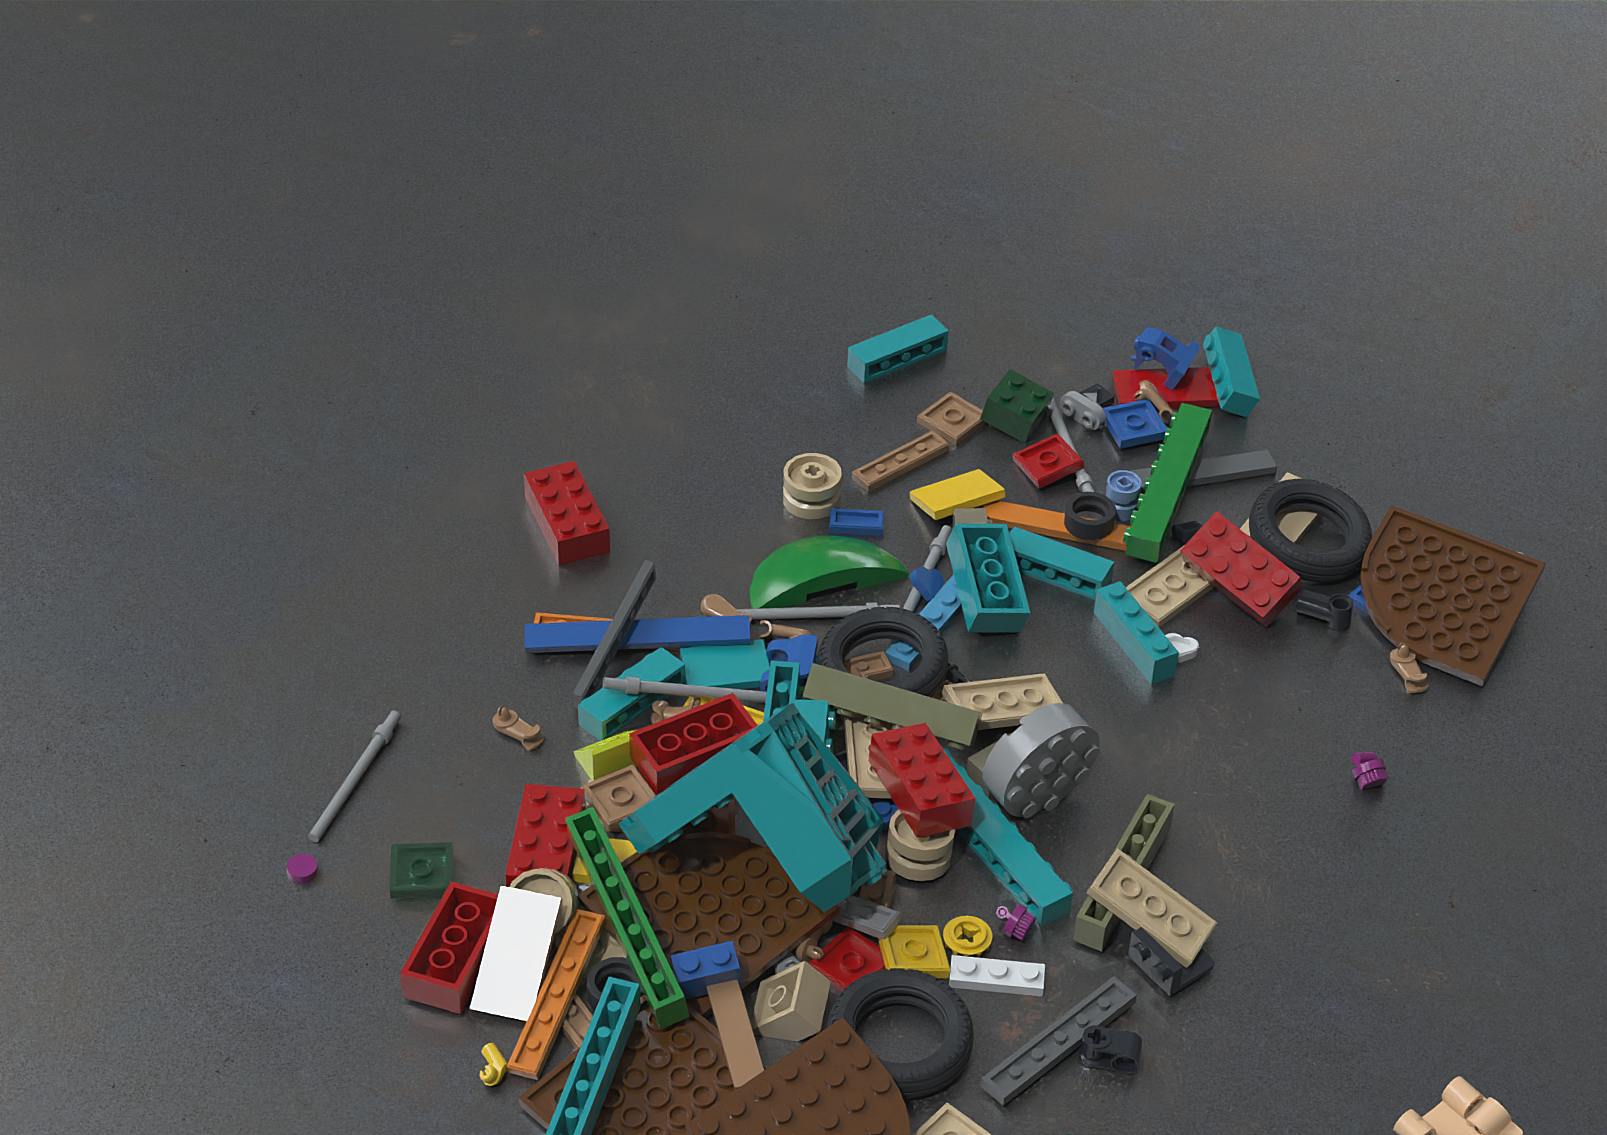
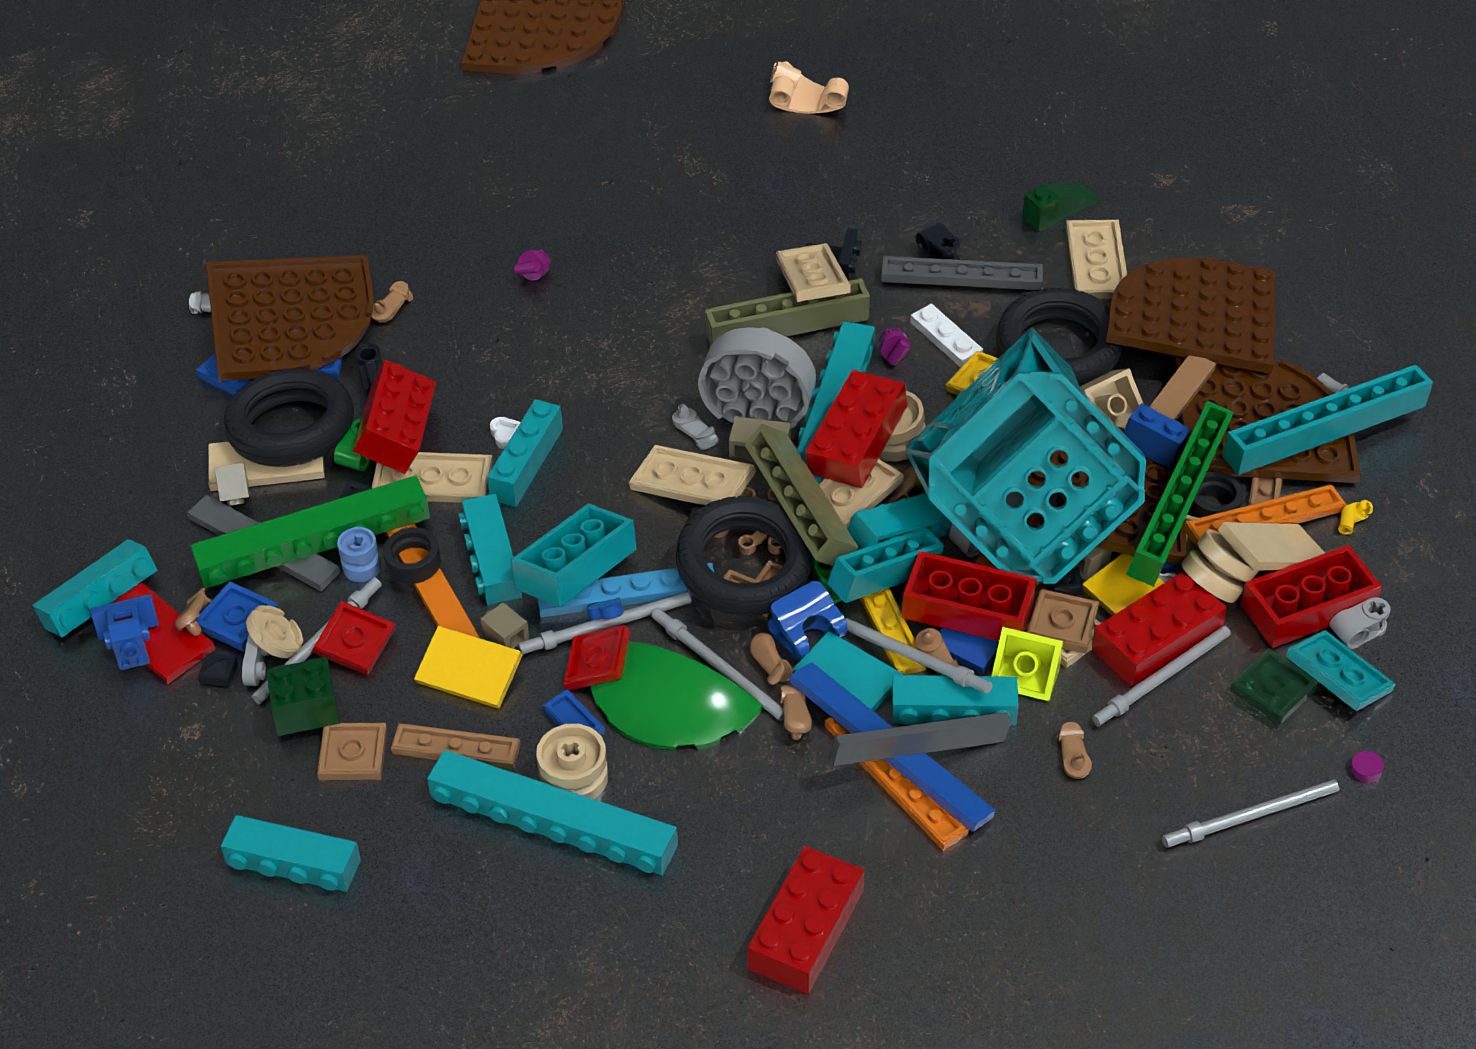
camera: 130 degrees left, 5 degrees up
(381, 915) = (1340, 670): none -> teal tile
(391, 966) = (1361, 622): none -> light grey piece
(519, 779) = (1120, 703): none -> light grey bar
(764, 468) = (553, 812): none -> teal brick
(889, 550) = (596, 657): none -> red tile
(970, 927) = (928, 358): yellow gear -> none
(1091, 421) = (274, 632): none -> tan tile
(1268, 471) = (232, 483): none -> brick

